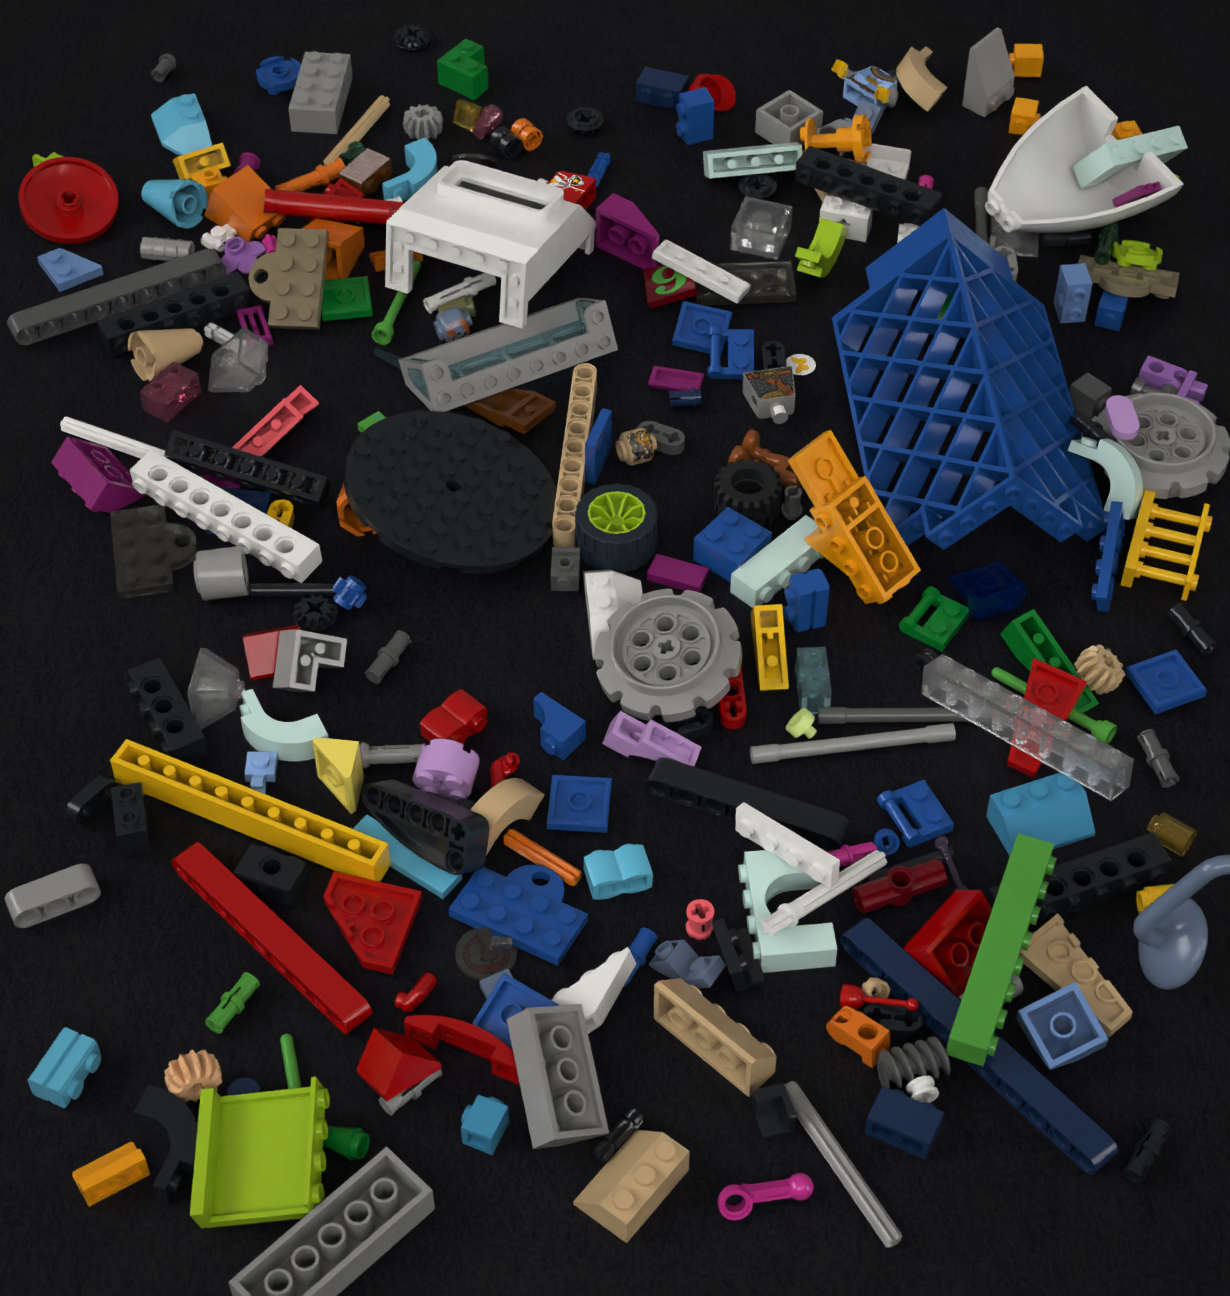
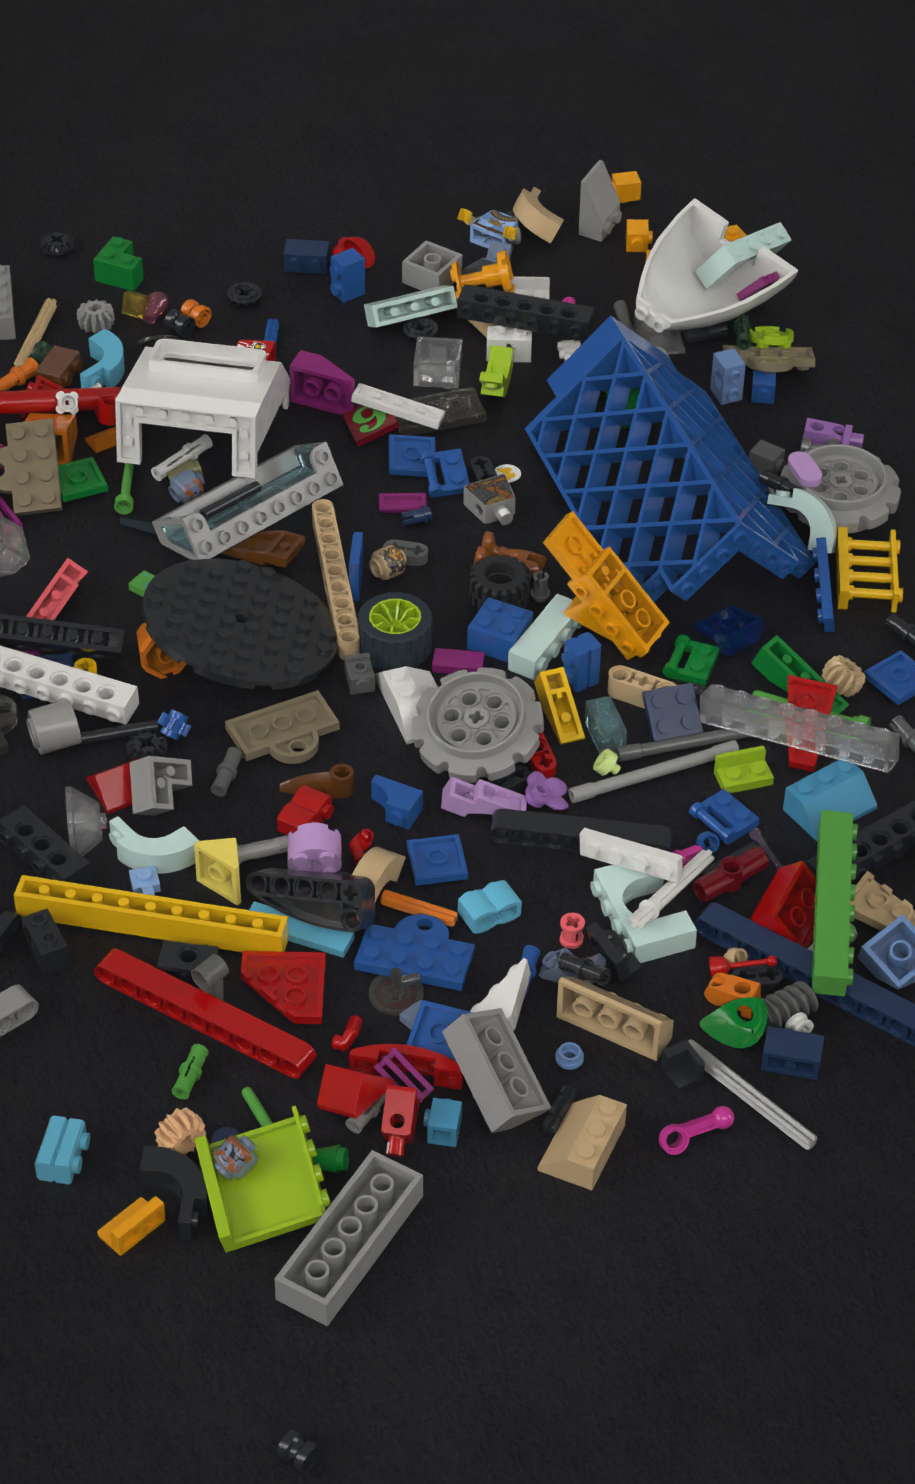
camera: 15 degrees left, 5 degrees down
(238, 1121) = (235, 1157): none -> sand blue head
(284, 900) = (210, 976): none -> dark grey piece
(349, 217) = (73, 402): none -> white plate
(434, 1099) = (399, 1107): none -> red torso
(446, 1069) = (386, 1060): none -> magenta tile
(465, 618) = (284, 728): none -> dark tan plate
(490, 348) = (230, 500): none -> black piece
(496, 693) = (337, 782): none -> reddish brown piece
(654, 1065) = (569, 1050): none -> medium blue plate
(693, 972) = (584, 969): none -> black pin
(724, 745) = (545, 791): none -> medium lavender plate
(842, 1075) = (731, 1030): none -> green piece
(868, 644) = (628, 684): none -> tan beam
(891, 678) = (672, 712): none -> dark blue plate
(953, 761) = (743, 770): none -> lime bracket

